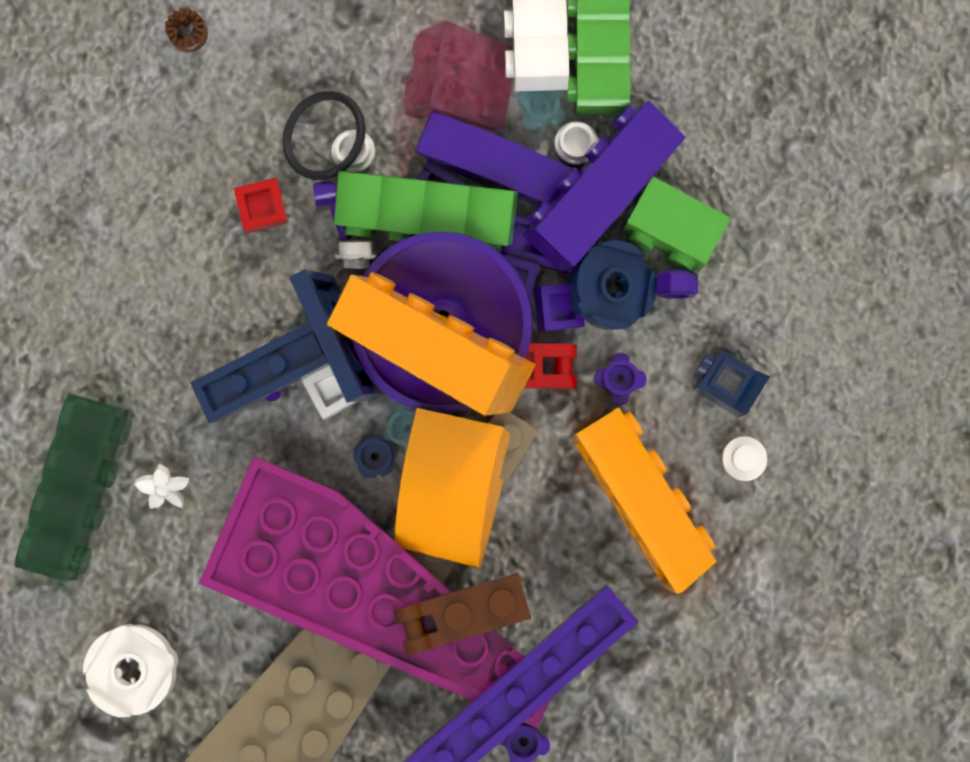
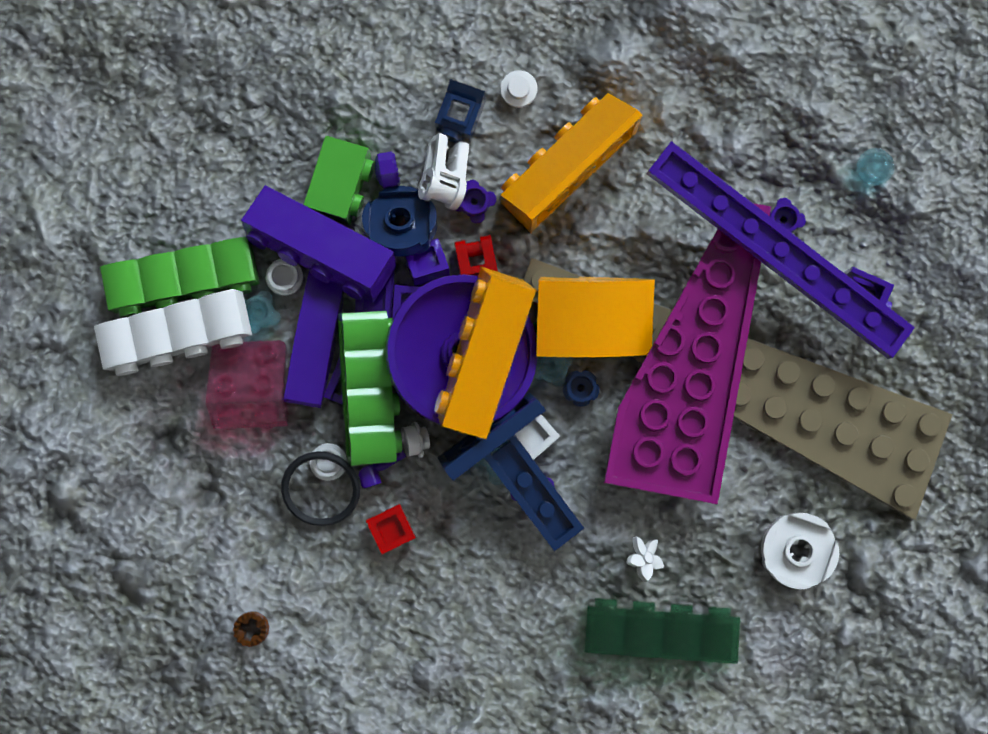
camera: 100 degrees left, 0 degrees up
(464, 613) = (694, 282): reddish brown plate -> none
(646, 341) = (444, 182): none -> white piece

